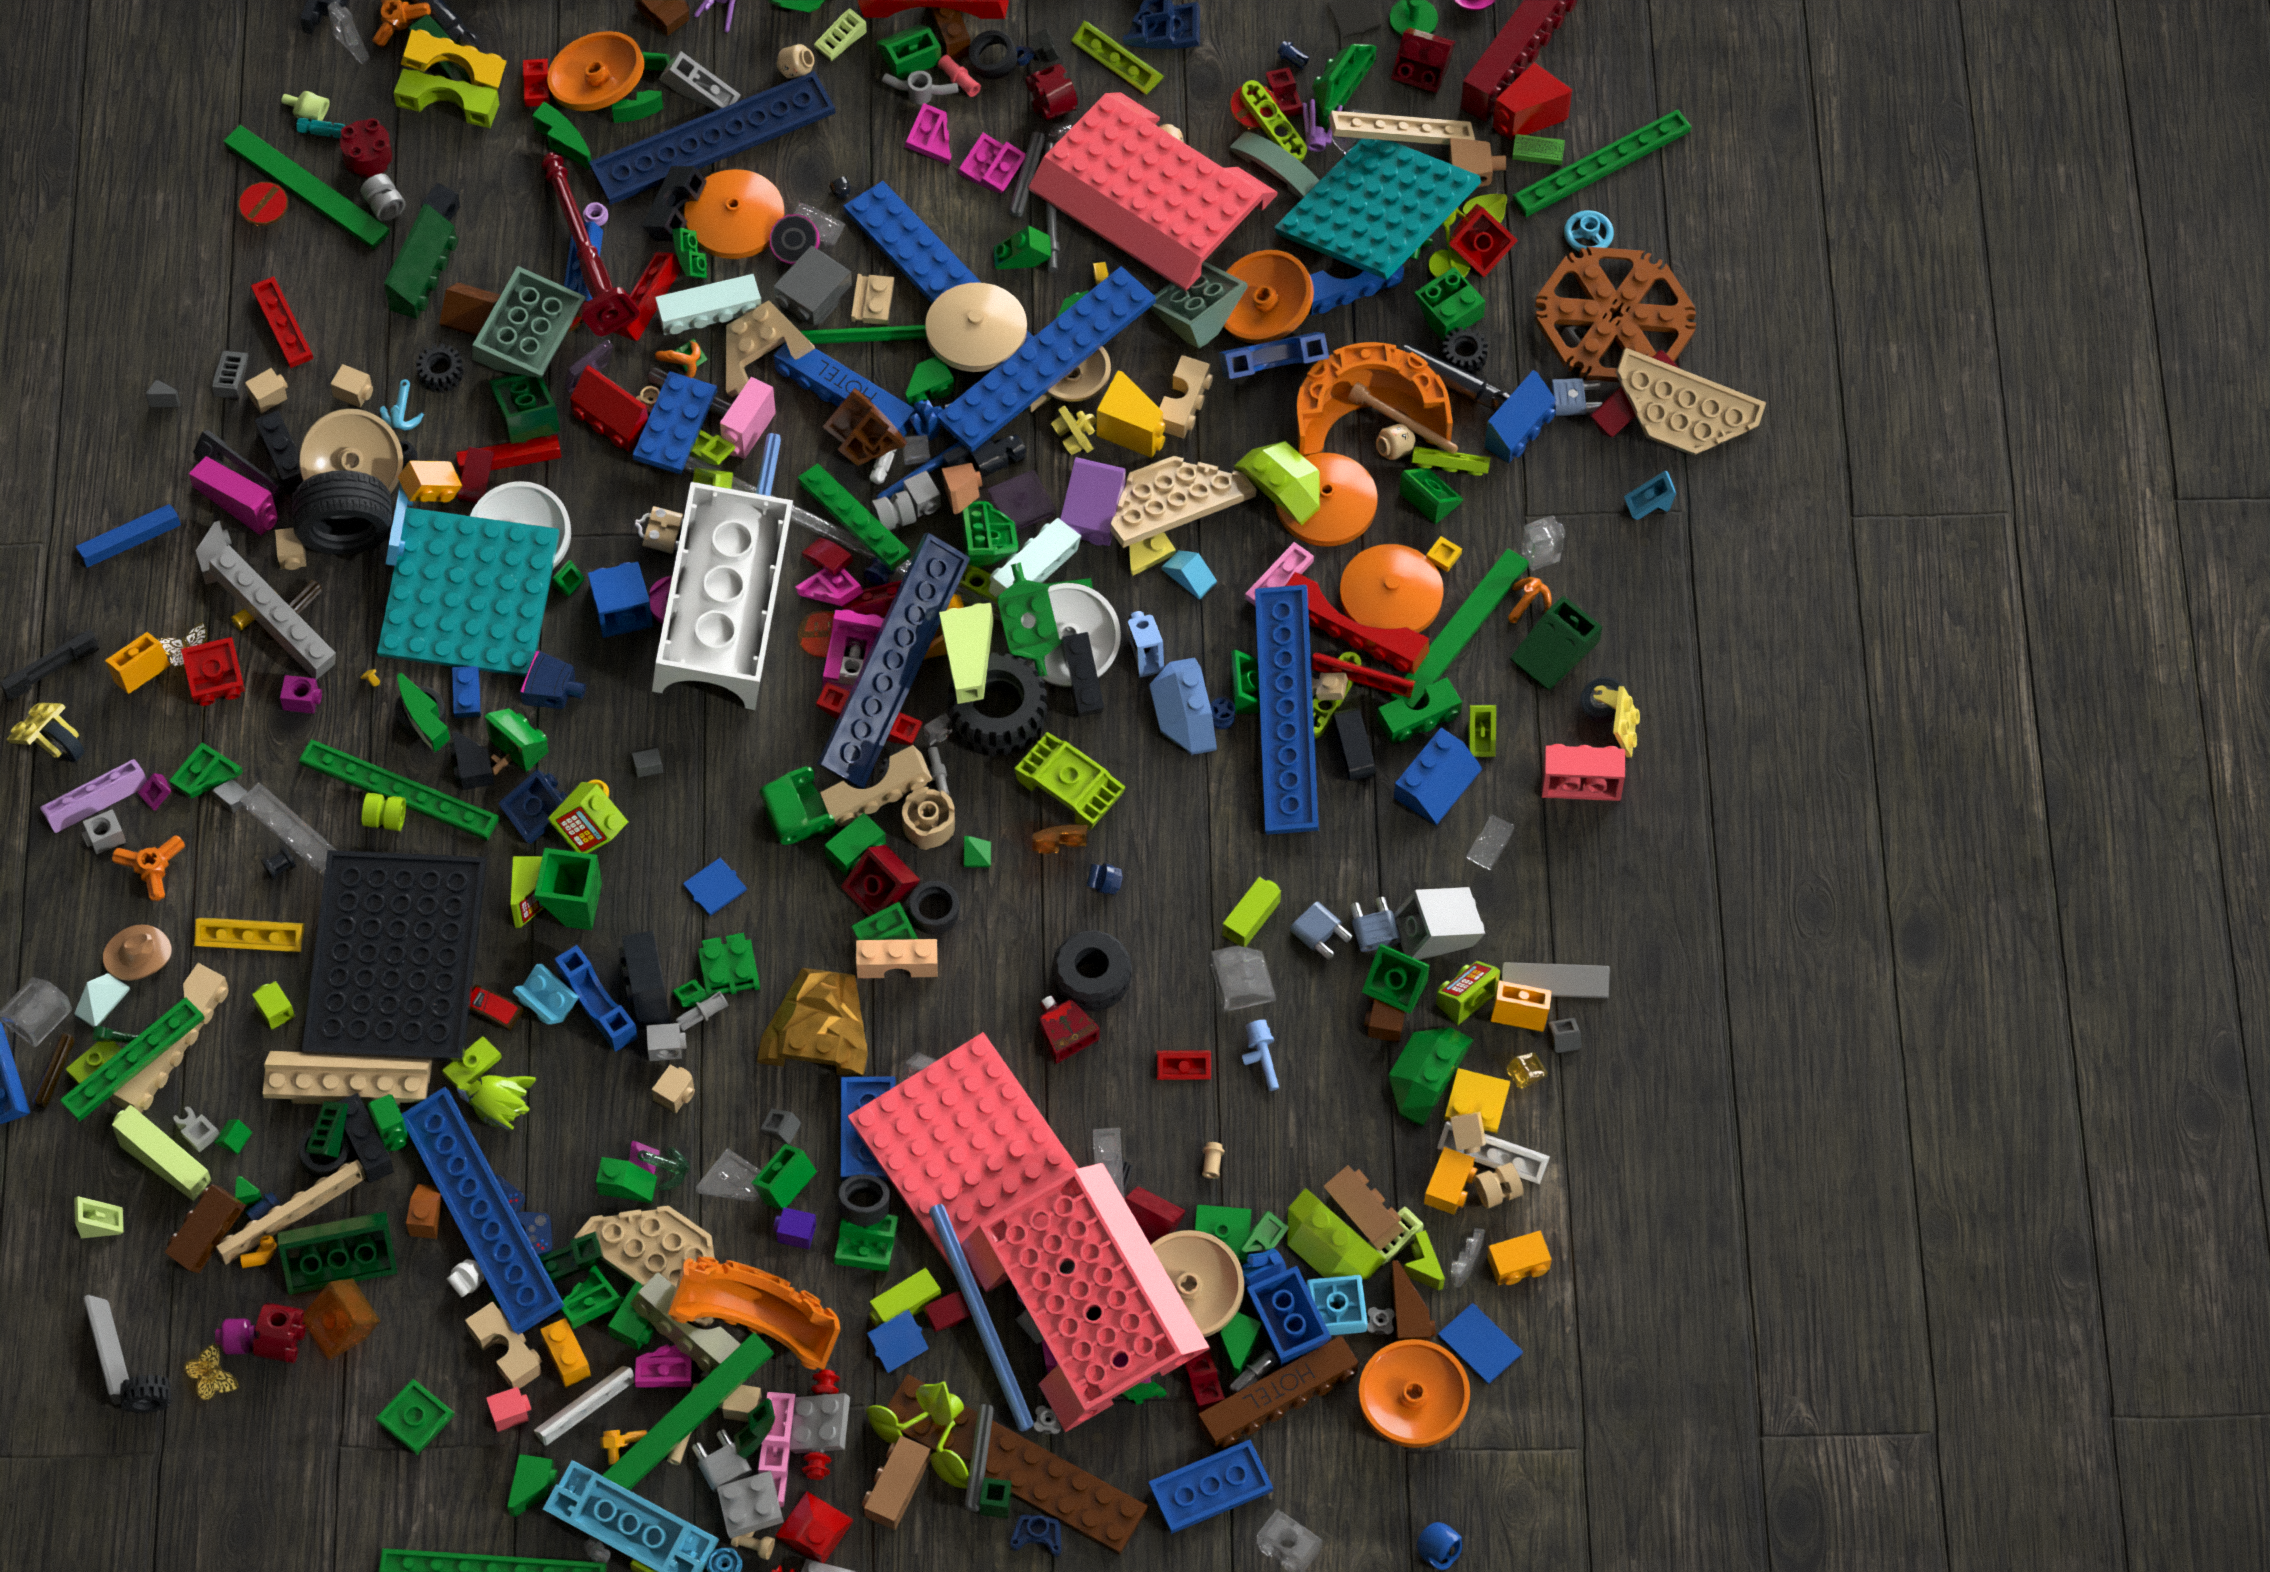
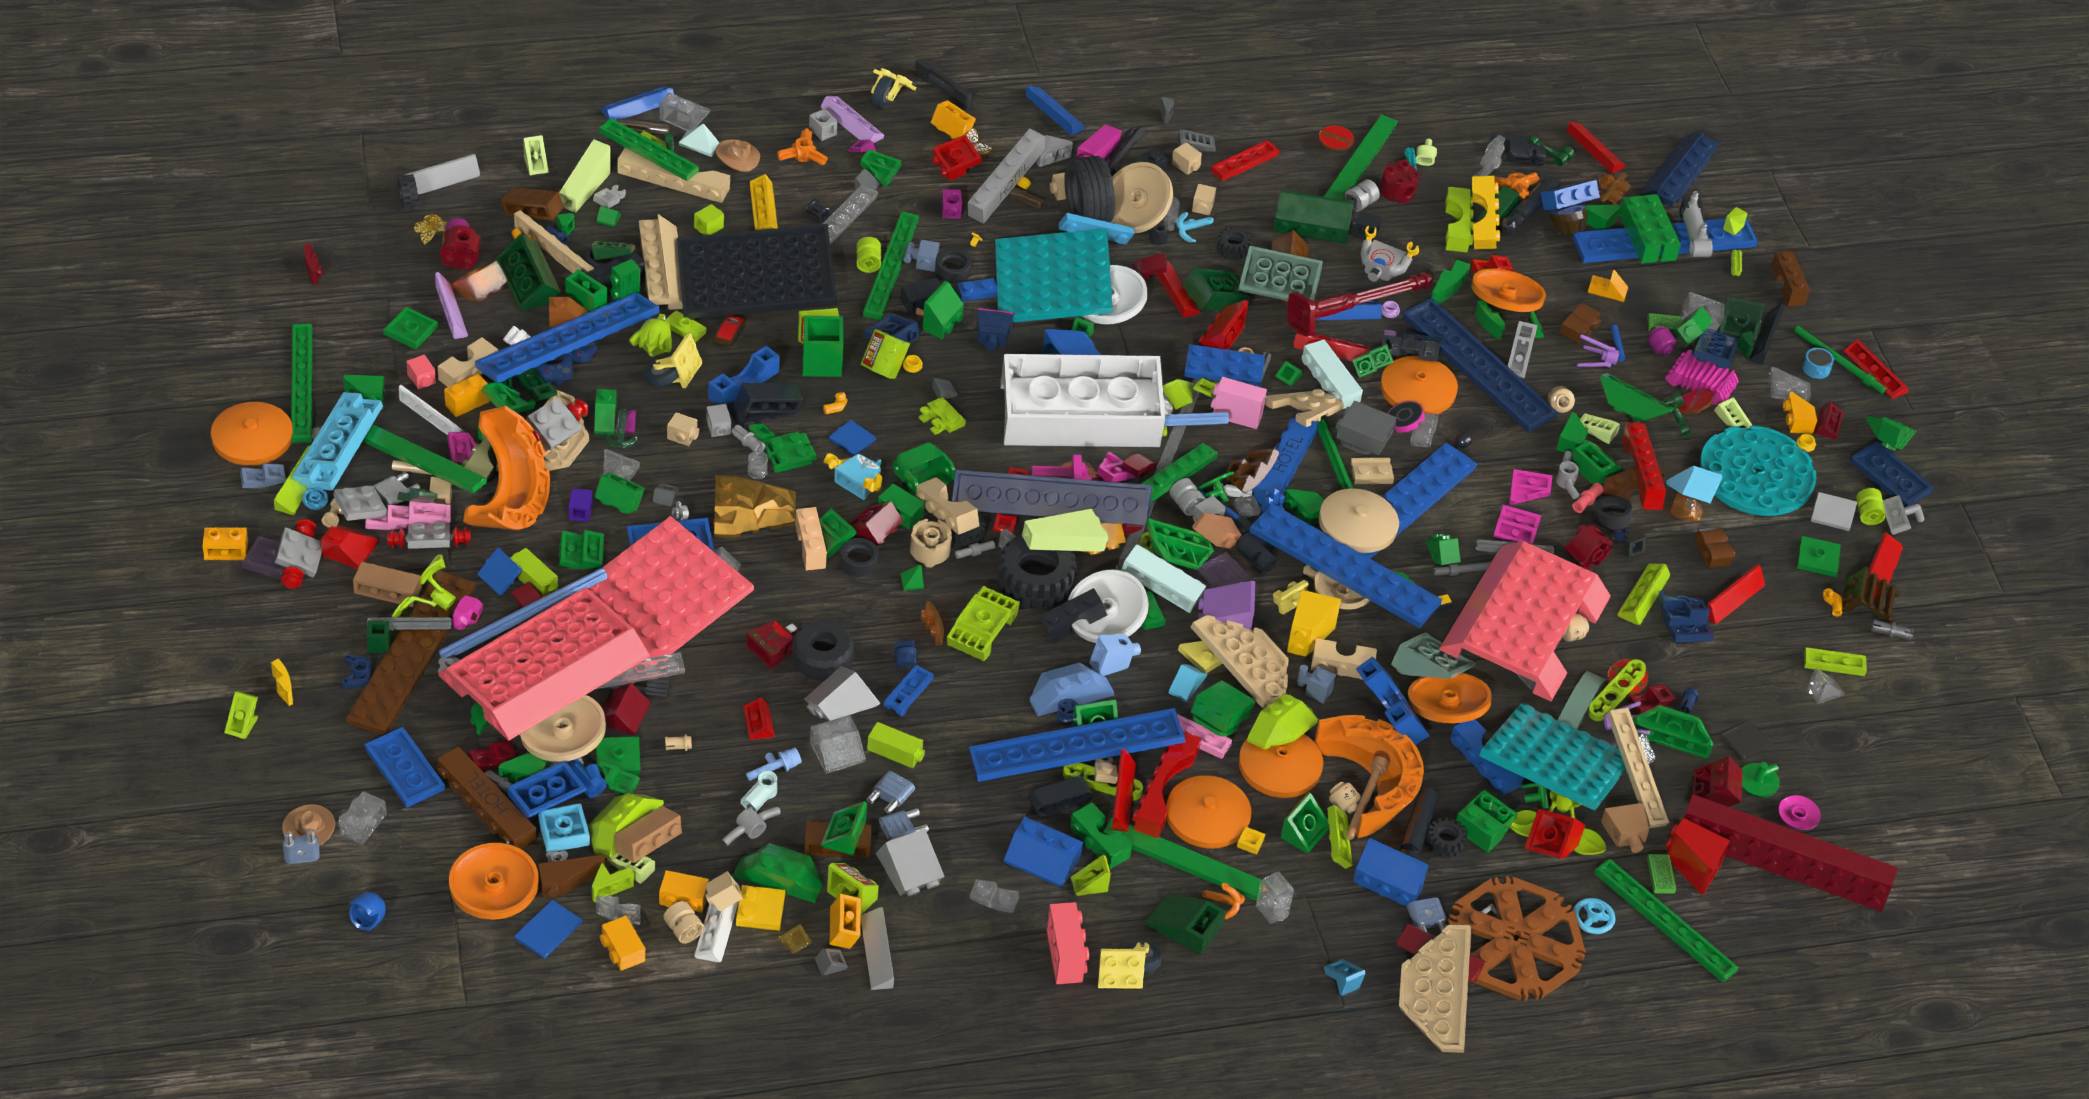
camera: 75 degrees right, 15 degrees down
(271, 1539) = (312, 264): none -> dark red slope
(381, 1363) = (450, 307): none -> lavender slope
(394, 741) = (925, 255): none -> sand blue brick
(394, 1177) = (585, 291): none -> green brick
(423, 714) = (945, 256): green slope -> none
(429, 481) = (1134, 241): light orange brick -> none
(508, 199) = (1384, 260): none -> light grey torso
(546, 995) = (739, 352): medium azure bracket -> none
(564, 1096) = (677, 368): none -> light yellow plate
(597, 359) = (1258, 313): clear purple plate -> none
(613, 1441) = (403, 429): light orange piece -> none
(650, 1239) = (556, 422): none -> light grey plate
(655, 894) = (838, 404): none -> light orange arm
(683, 359) = (1278, 361): orange piece -> none
(693, 768) = (945, 416): none -> lime plate
(752, 999) = (757, 465): none -> clear wheel
(794, 884) = (857, 473): none -> medium azure torso
(824, 1110) = (680, 512): none -> light grey plate
(856, 65) = (1573, 435): none -> green slope
(863, 1215) = (613, 529): black tyre -> none
(878, 474) = (1219, 490): none -> green shield
(965, 1388) = (467, 612): none -> dark pink rock
(1032, 599) = (1118, 559): green plate -> none
(1163, 884) = (908, 690): none -> blue plate
(1181, 959) = (840, 696): none -> slope
(1219, 432) = (1319, 683): none -> sand blue brick
(1251, 540) = (1222, 708): none -> green brick
(1308, 1076) = (762, 791): none -> light aqua piece
(1353, 1092) = (751, 823): none -> light grey piece

